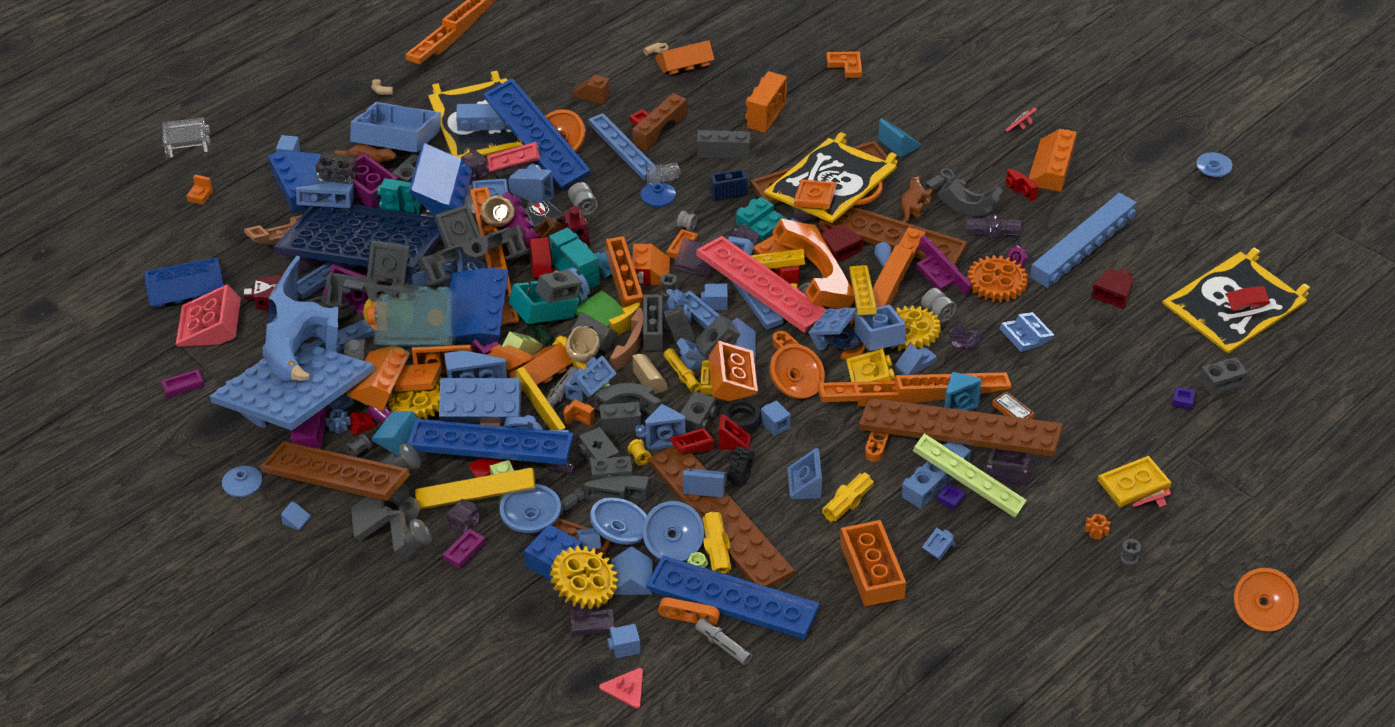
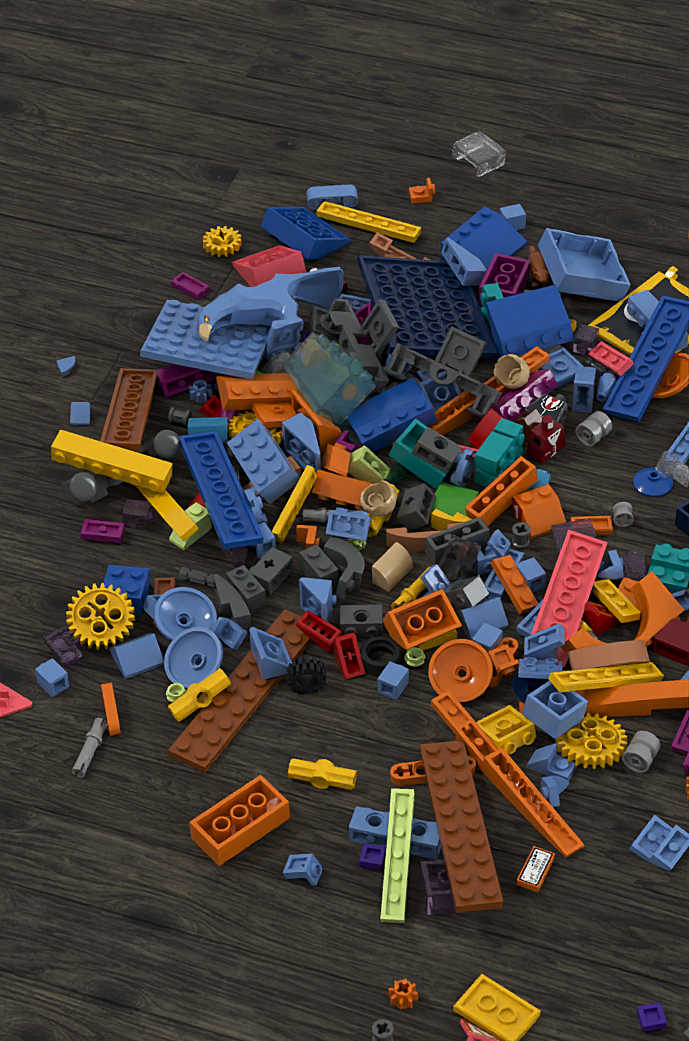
camera: 65 degrees right, 0 degrees up
(145, 339) = (222, 241): none -> yellow gear
(153, 247) = (337, 194): none -> medium blue beam
(208, 236) = (369, 221): none -> yellow plate
(217, 506) = (66, 365): none -> medium blue tile
(242, 481) = (104, 368): medium blue dish -> none
(336, 168) = (488, 249): clear smoke brick -> none
(379, 89) = (644, 237): tan arm -> none
(407, 499) = (111, 461): none -> yellow brick
(530, 509) = (165, 551): medium blue dish -> none
(640, 454) = (287, 599): yellow bush -> none
(652, 499) = (229, 632): none -> medium blue bracket
(721, 306) = (514, 584): none -> orange plate
(734, 597) = (146, 736): blue plate -> none
(757, 398) = (414, 657): none -> yellowish green plate
(767, 345) = (488, 637): none -> medium blue brick
(805, 477) = (330, 735): medium blue slope -> none
(809, 307) = (544, 643): none -> medium blue slope
(812, 342) = (503, 661): none -> orange bracket
(846, 281) = (609, 655): none -> nougat slope
(946, 366) = (552, 787): none -> medium blue plate
(963, 337) = (611, 788): clear purple bracket -> none
(963, 392) = (508, 809): dark azure slope -> none

